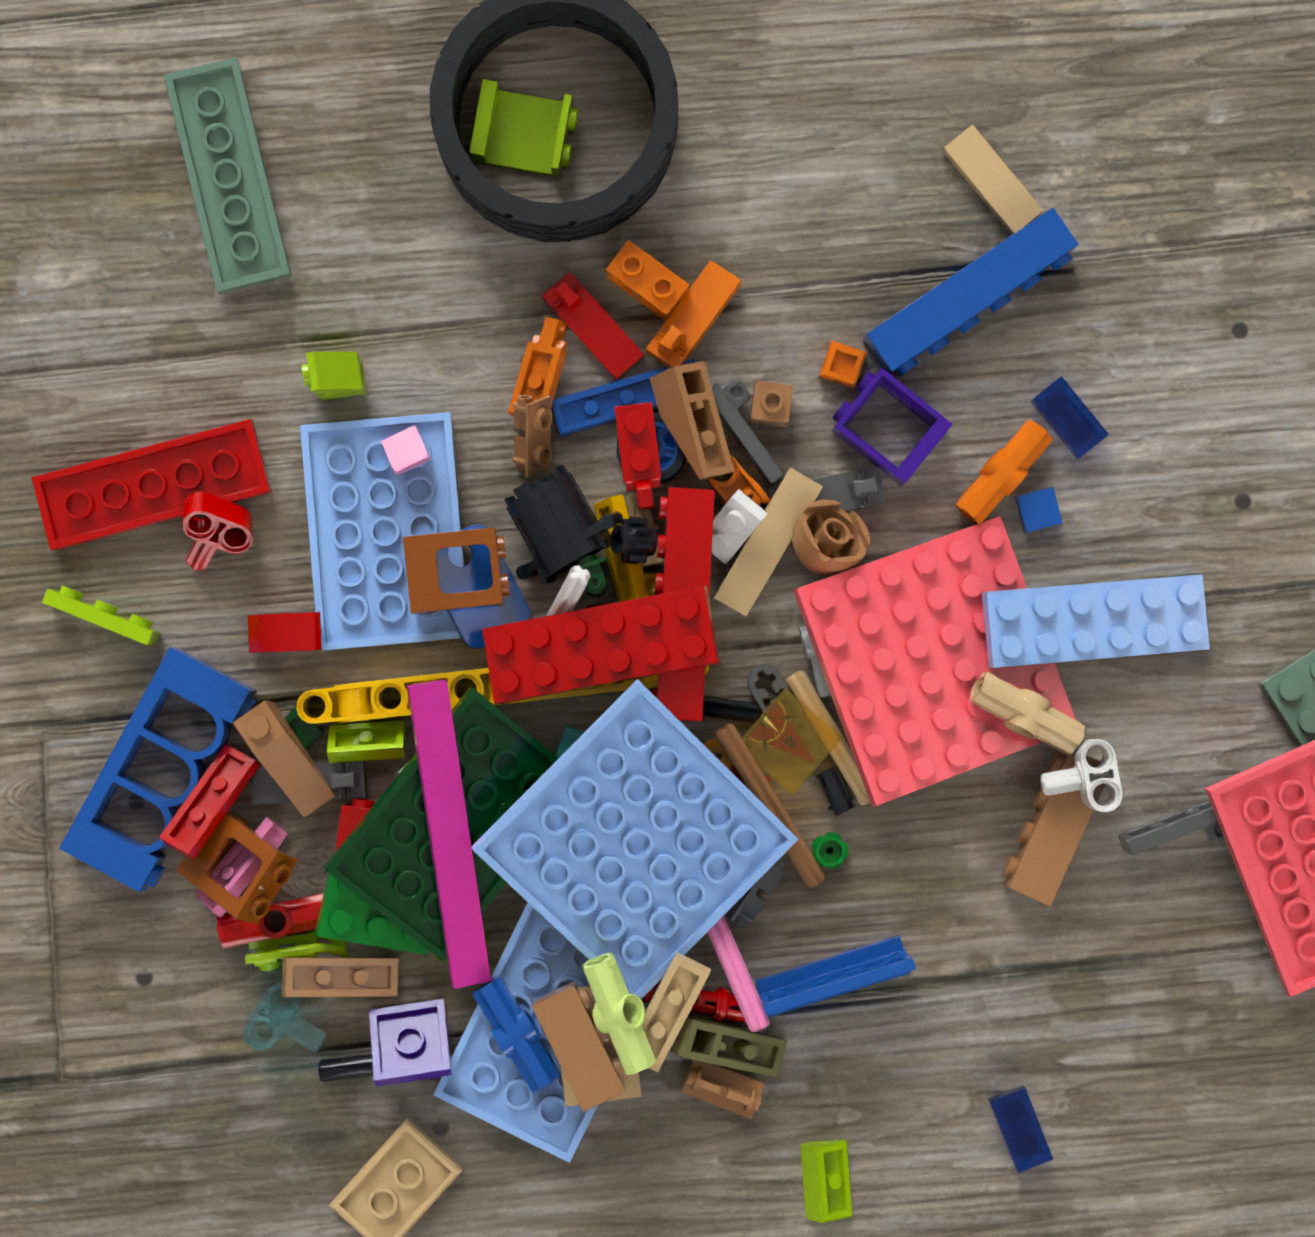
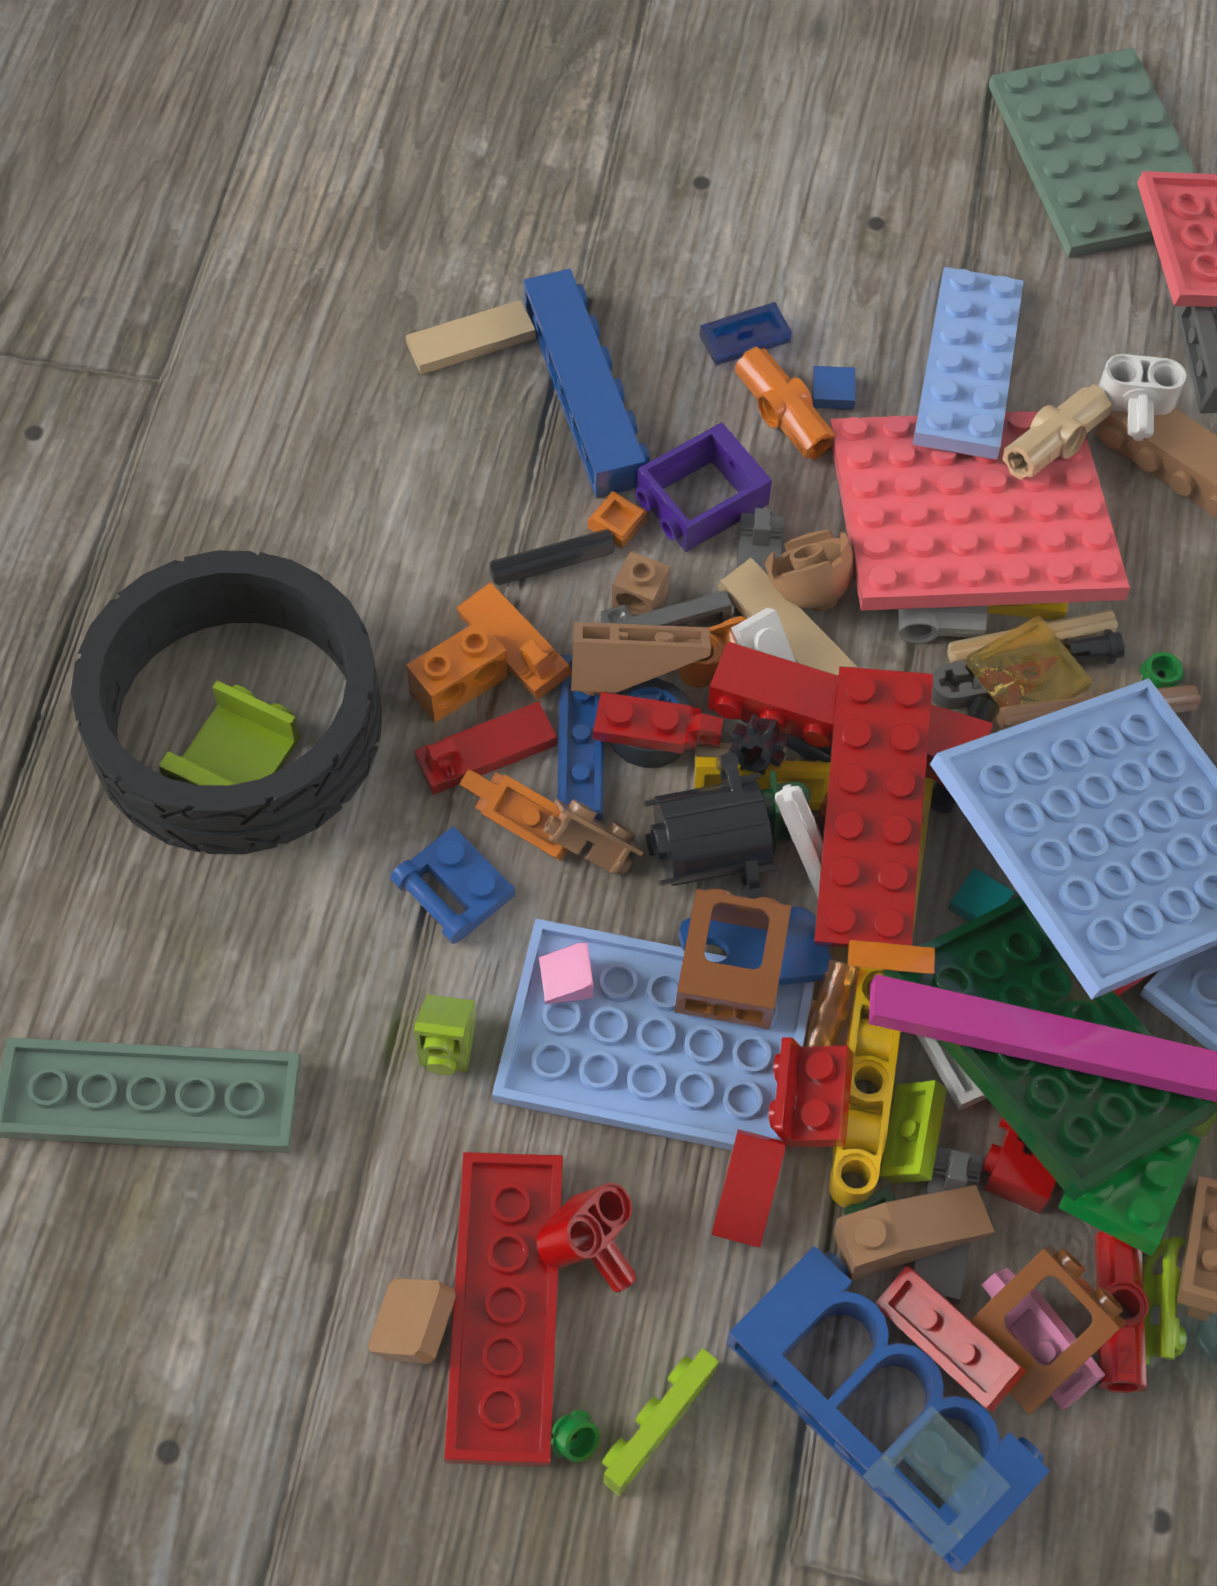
camera: 70 degrees left, 25 degrees down
(75, 561) = (575, 1436): none -> green plate
(112, 822) = (949, 1468): none -> clear light blue plate
(117, 423) = (412, 1320): none -> medium nougat piece
(361, 658) = (811, 1094): none -> red bracket
(441, 655) = (830, 1005): none -> clear orange pin
(475, 348) = (464, 875): none -> blue plate
(478, 689) = (891, 957): none -> orange sticker
(786, 322) = (551, 557): none -> black axle

